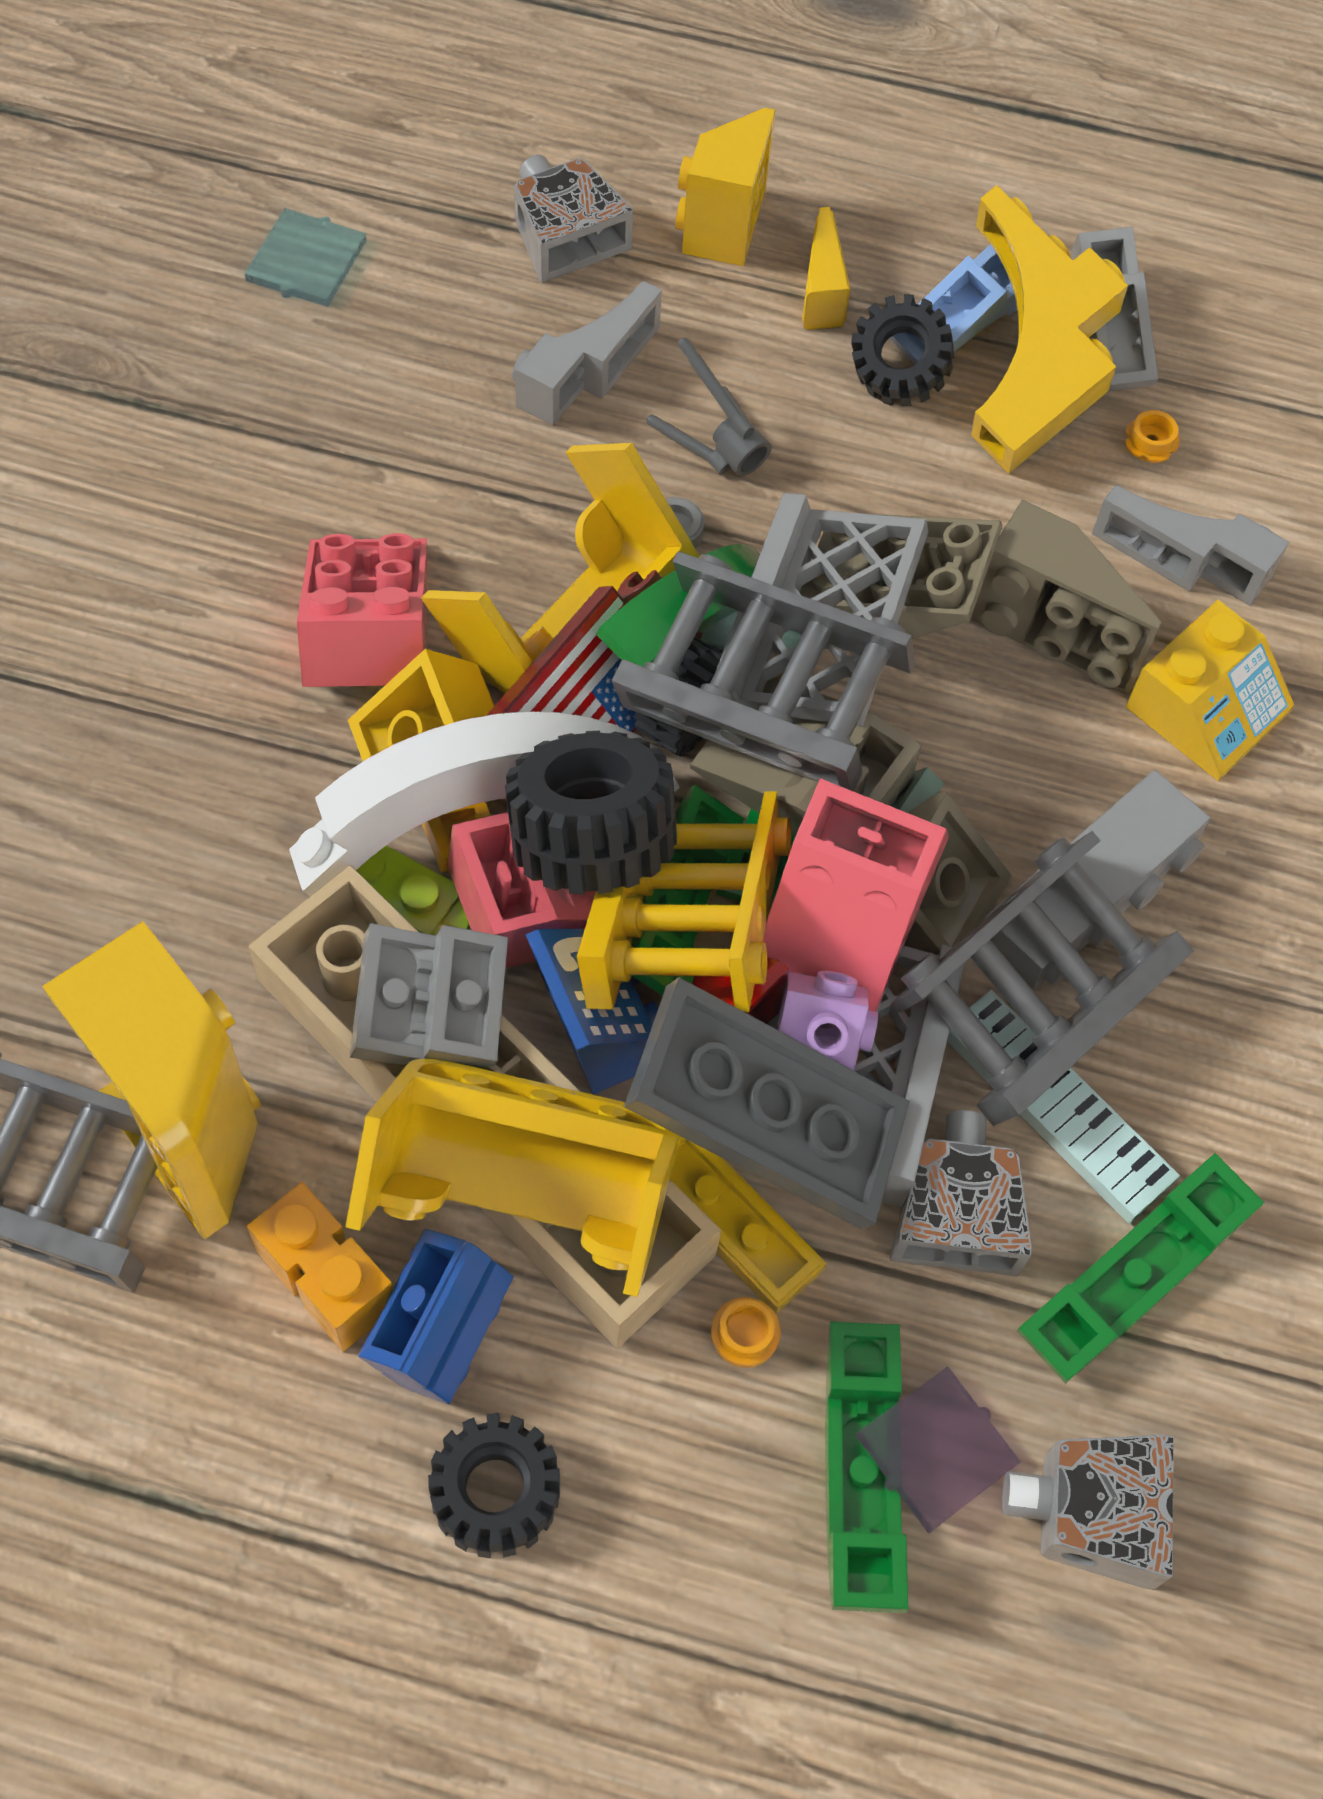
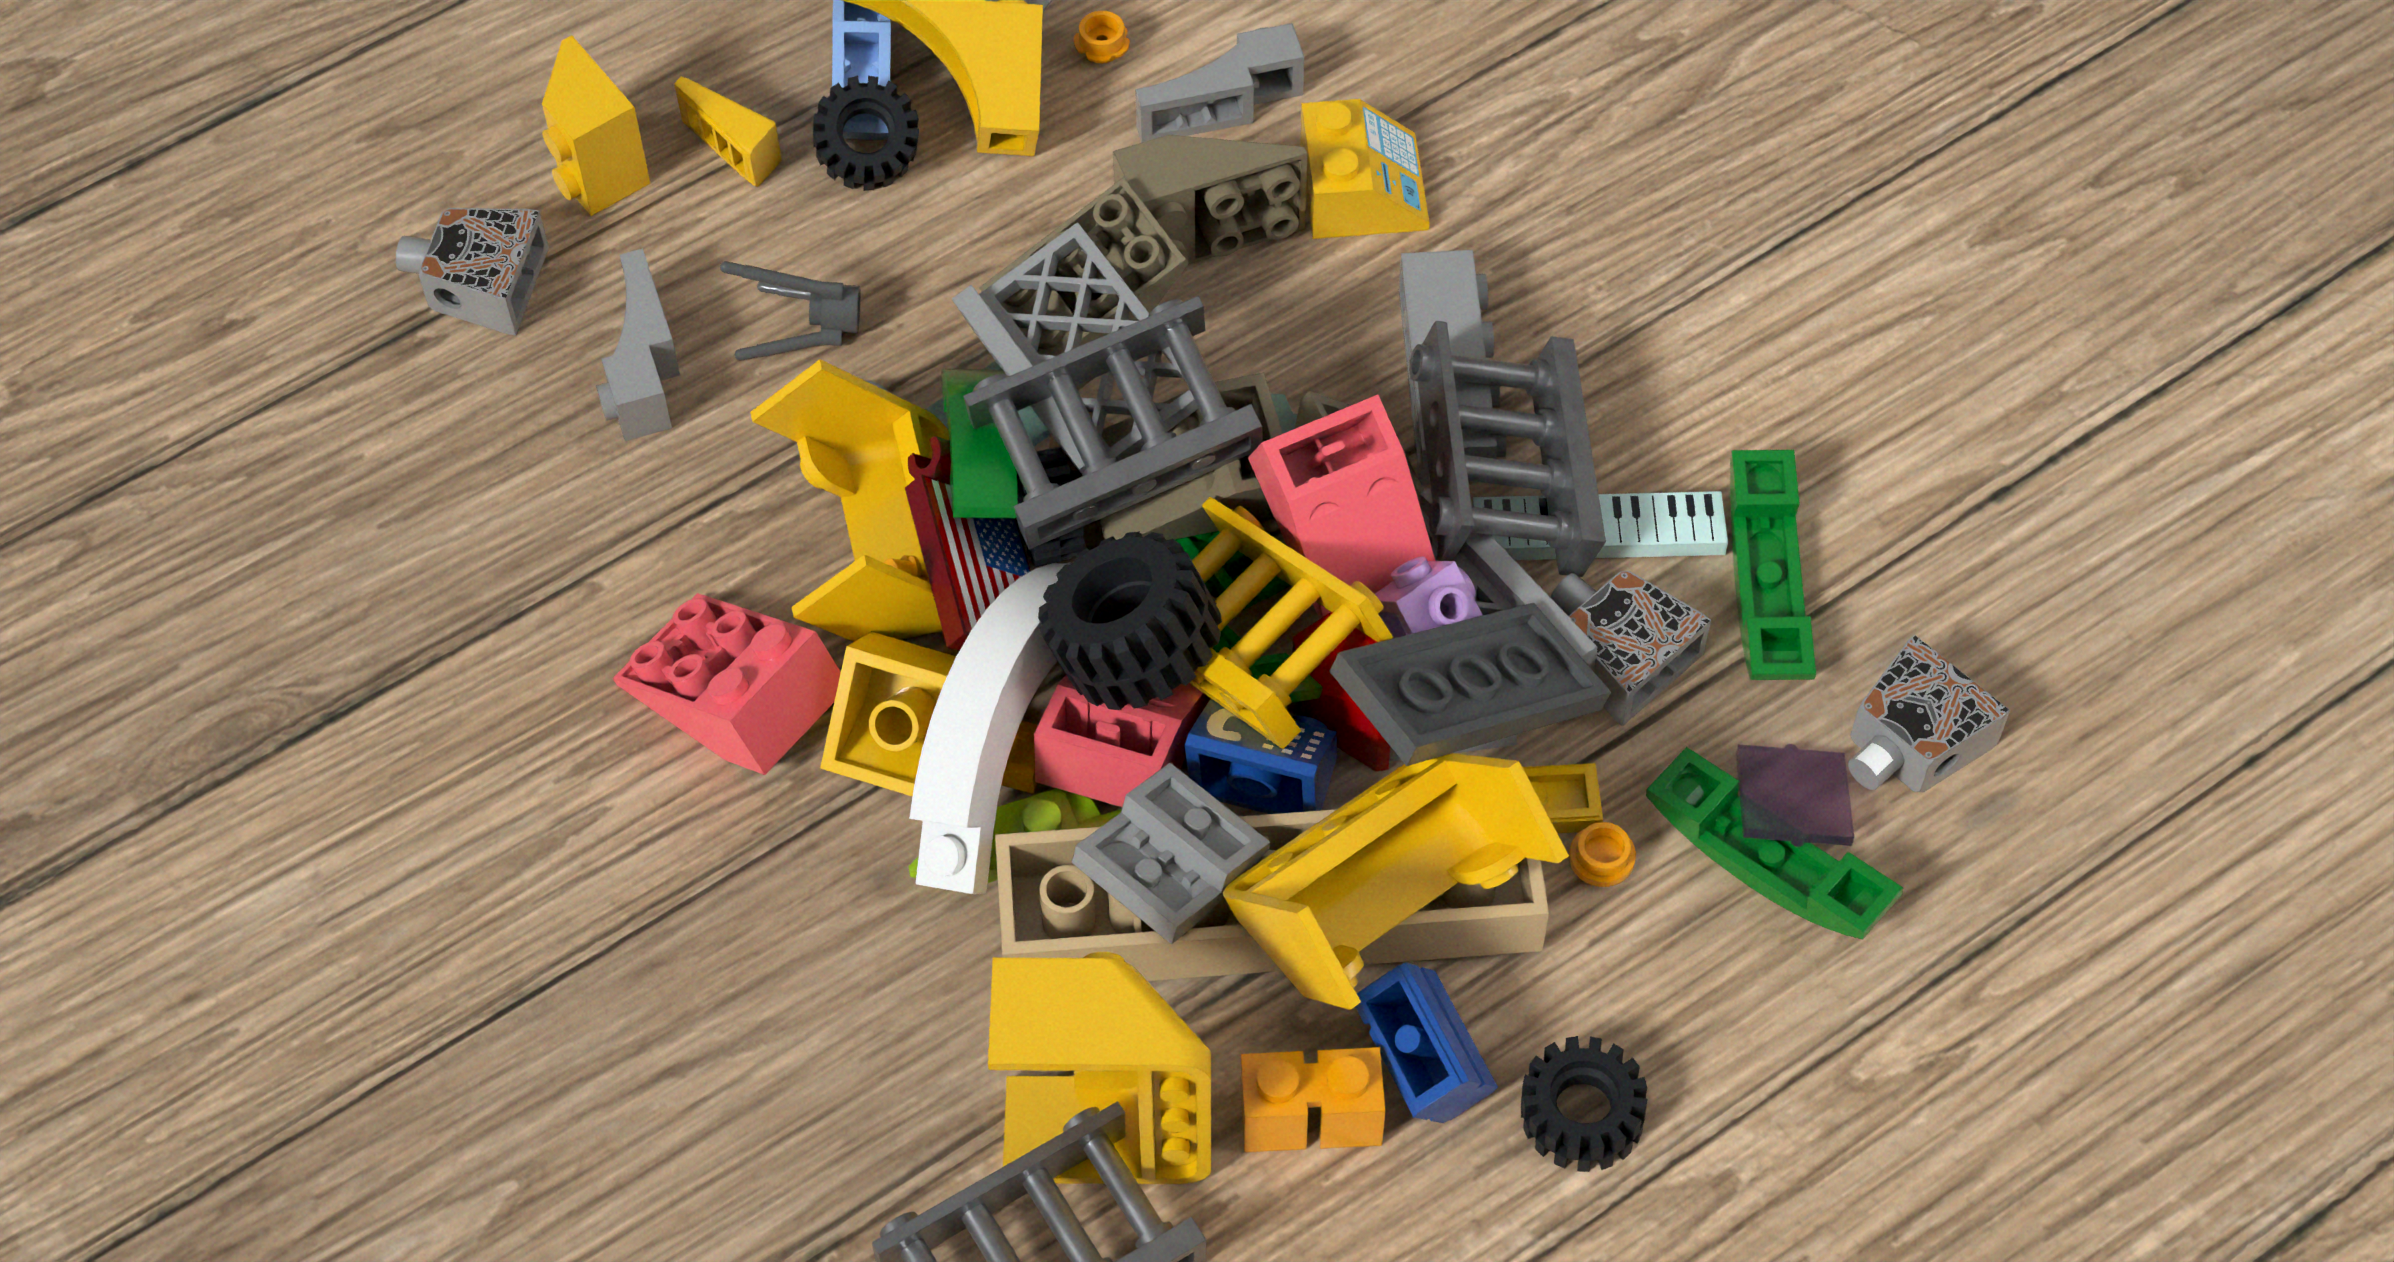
camera: 45 degrees left, 5 degrees down
(305, 257) = (306, 487): clear light blue piece -> none

